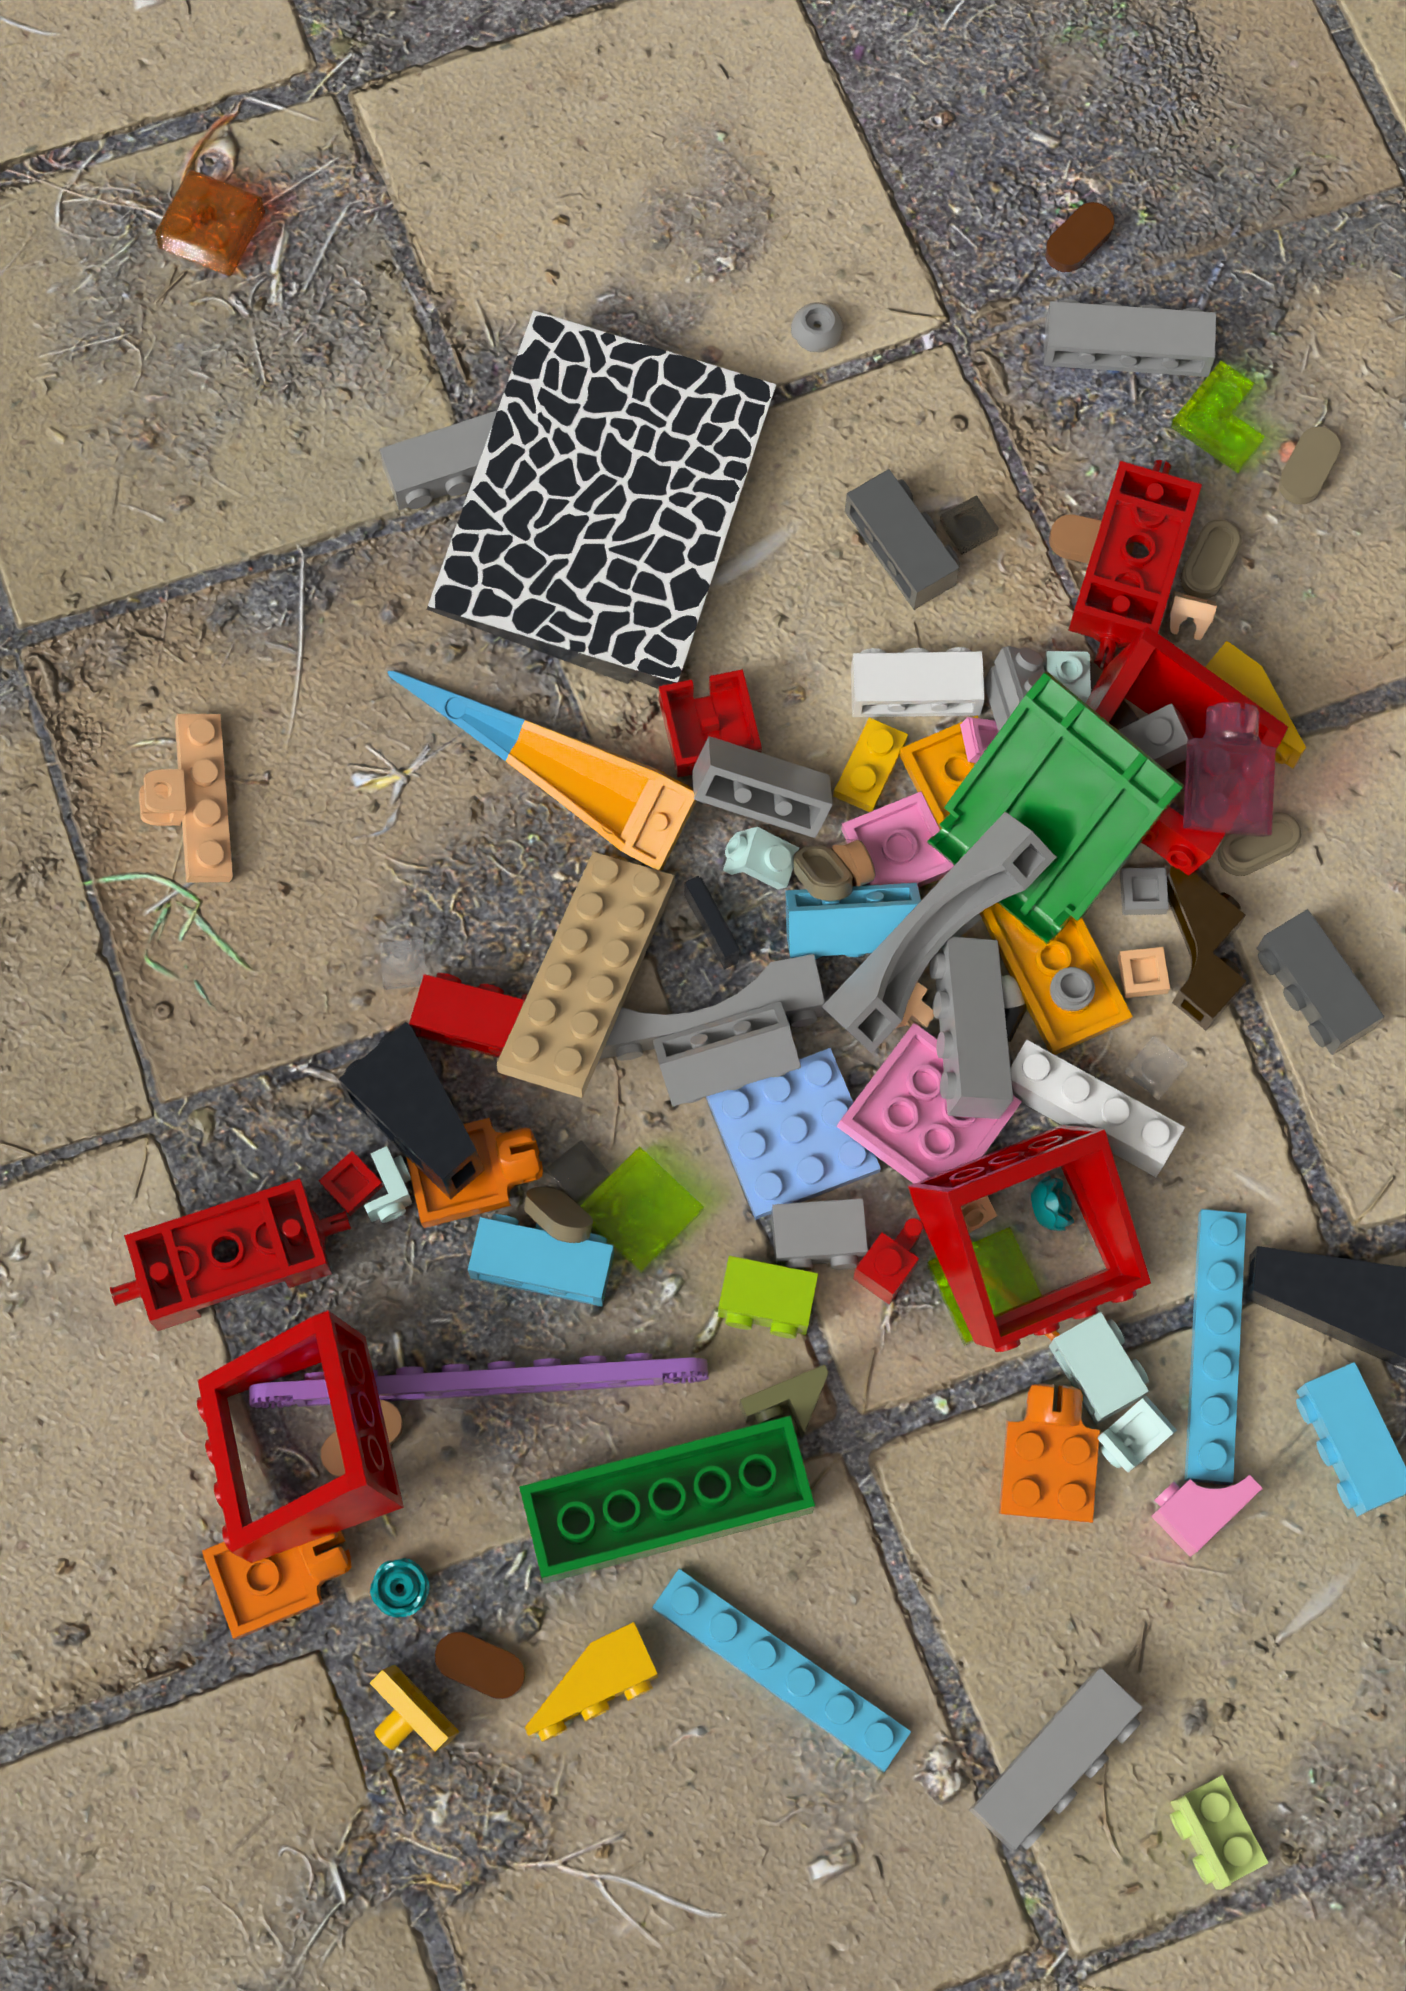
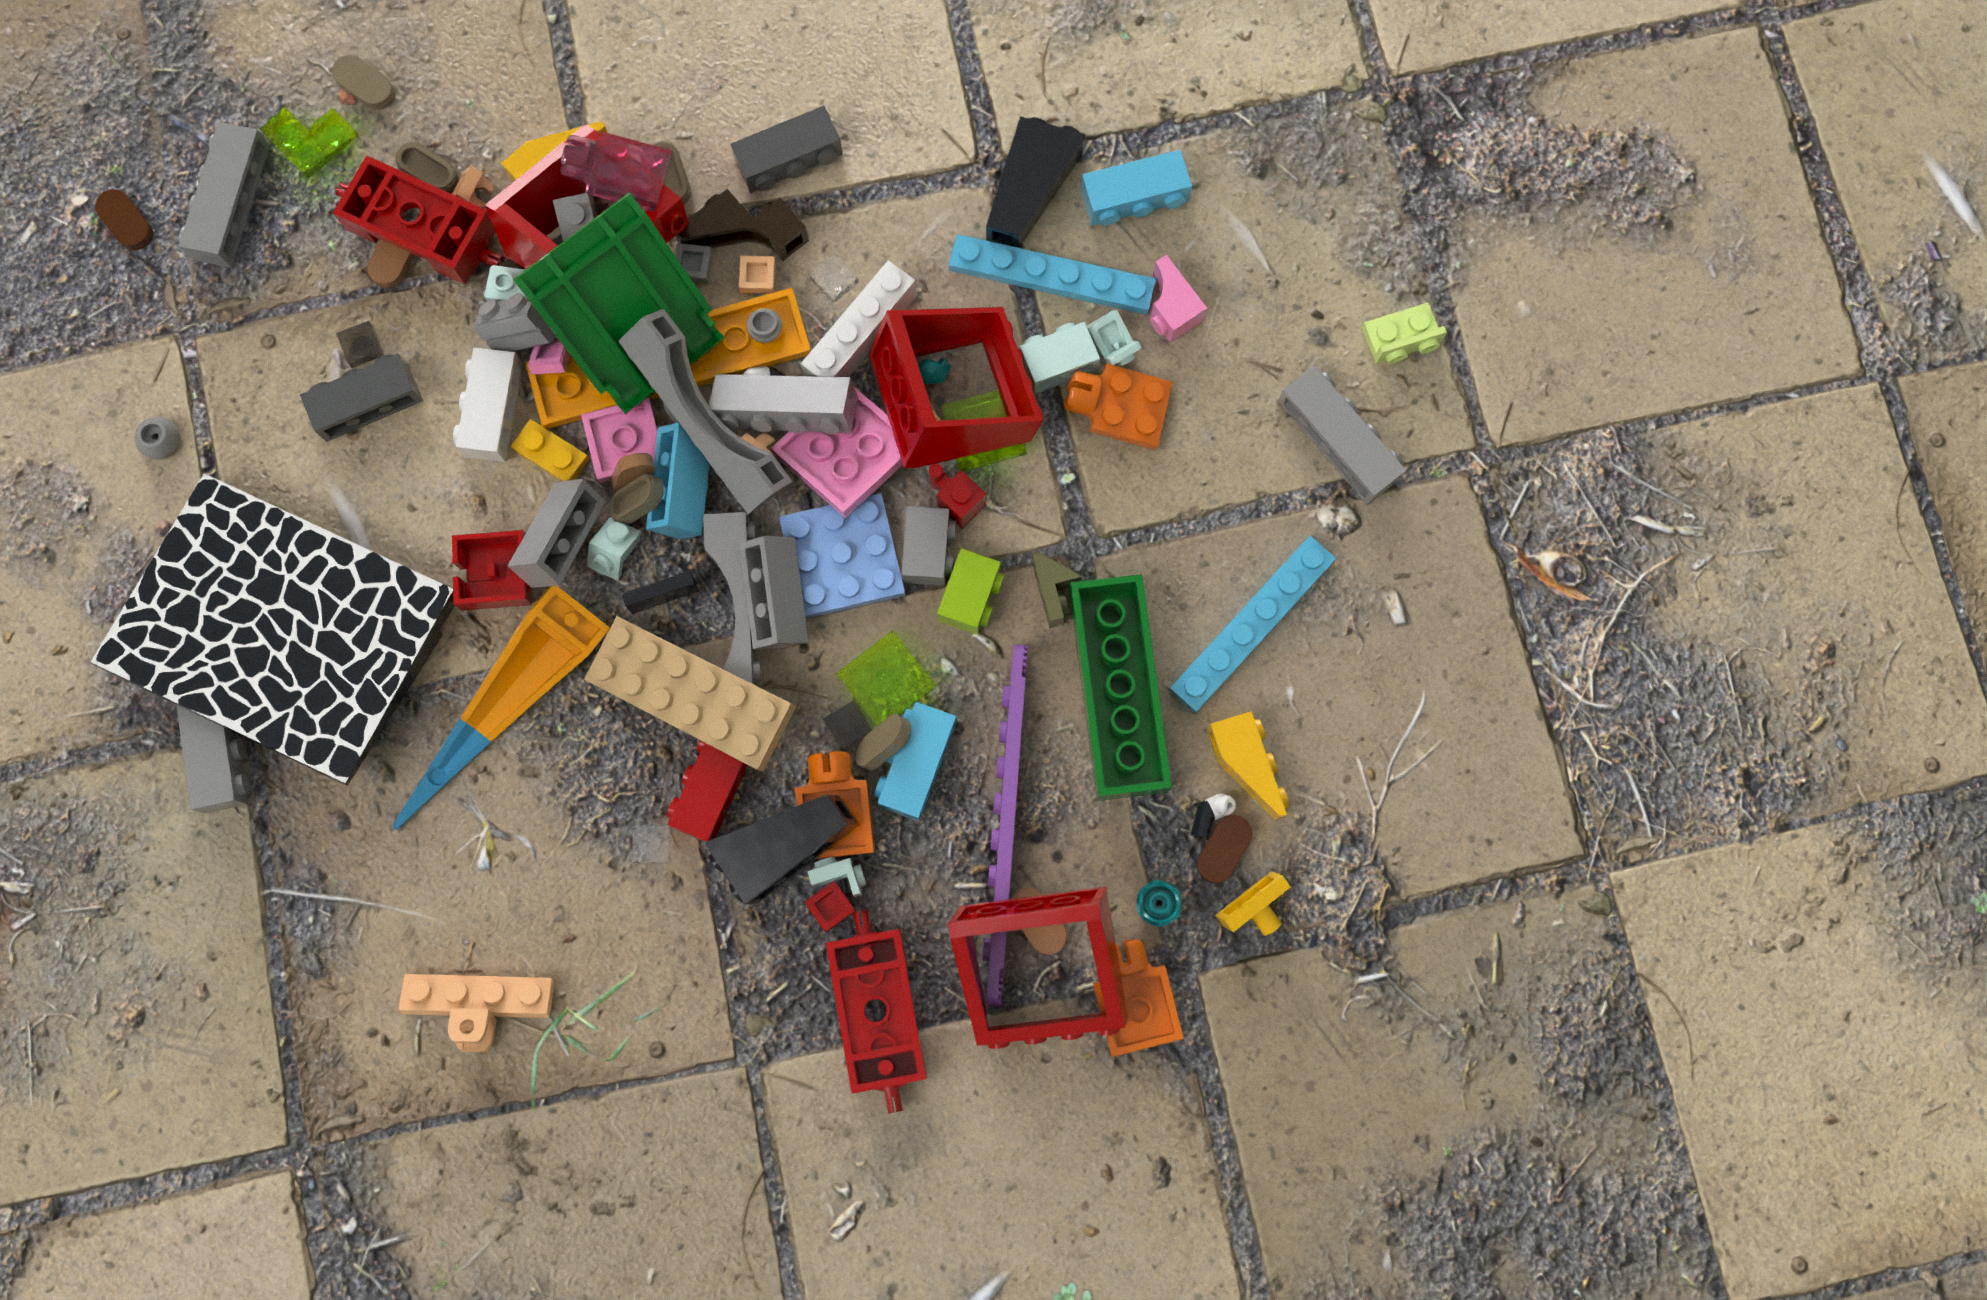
camera: 80 degrees left, 5 degrees up
(525, 1639) = (1209, 811): none -> arm

